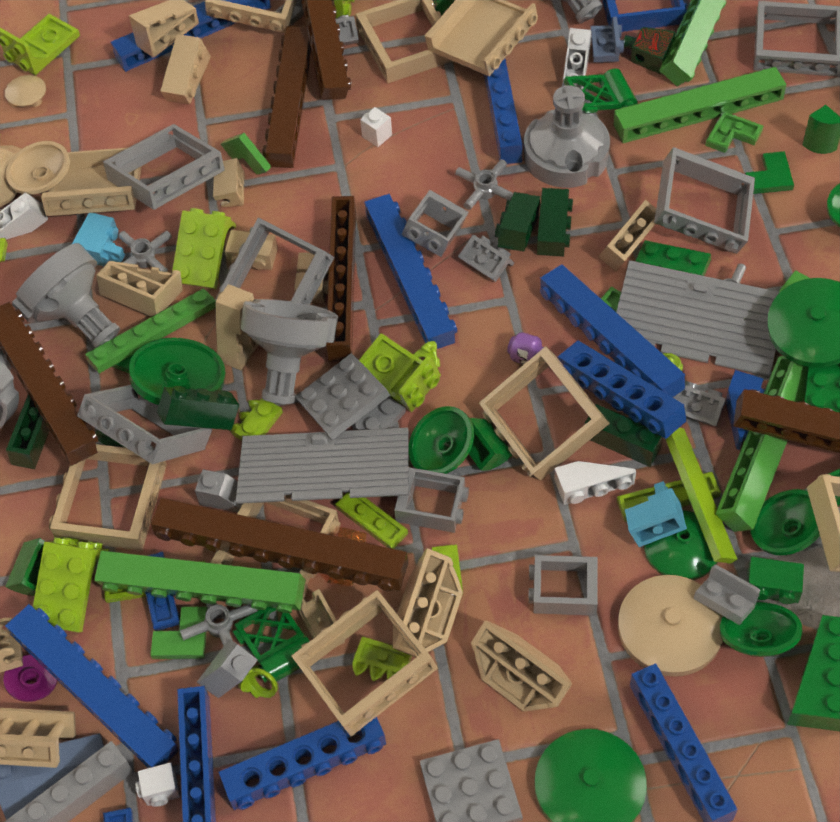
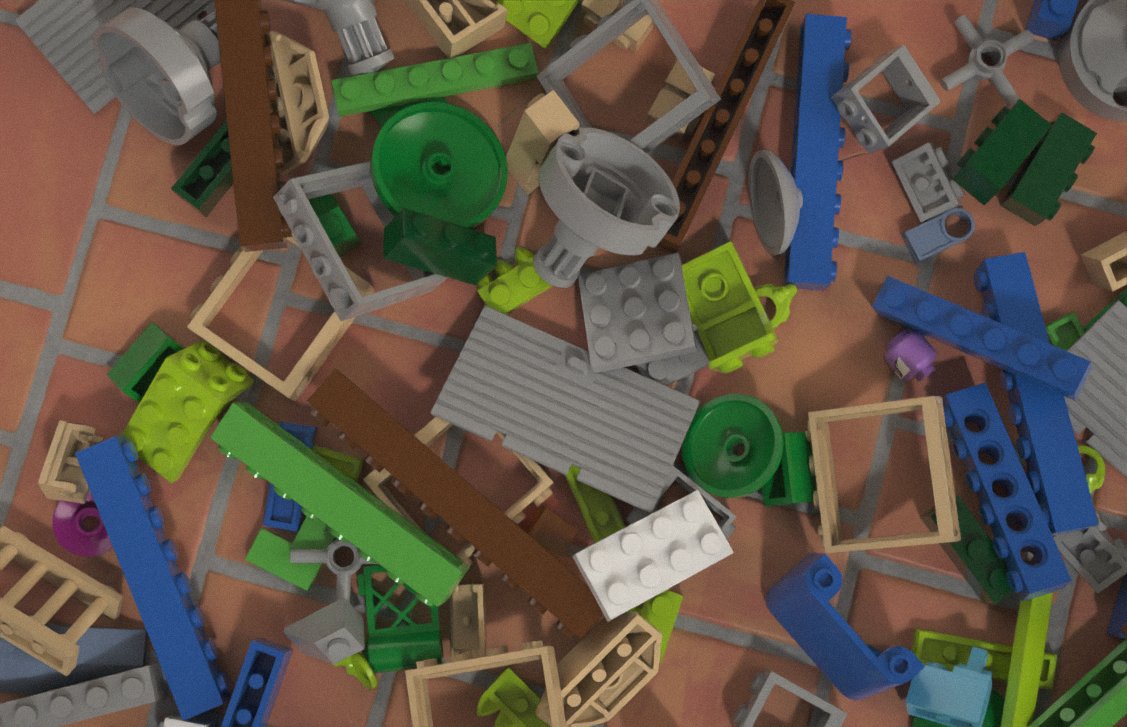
camera: 20 degrees right, 25 degrees up
(70, 365) = (299, 101): none -> tan wedge
(217, 491) = (419, 371): light grey slope -> none
(394, 299) = (773, 201): none -> light grey dish
(420, 515) = (652, 555): none -> white plate
(504, 286) = (932, 236): none -> sand blue piece
(559, 311) = (982, 338): none -> blue brick
(563, 517) = (803, 610): none -> blue windscreen
(586, 479) = (888, 587): white slope -> none

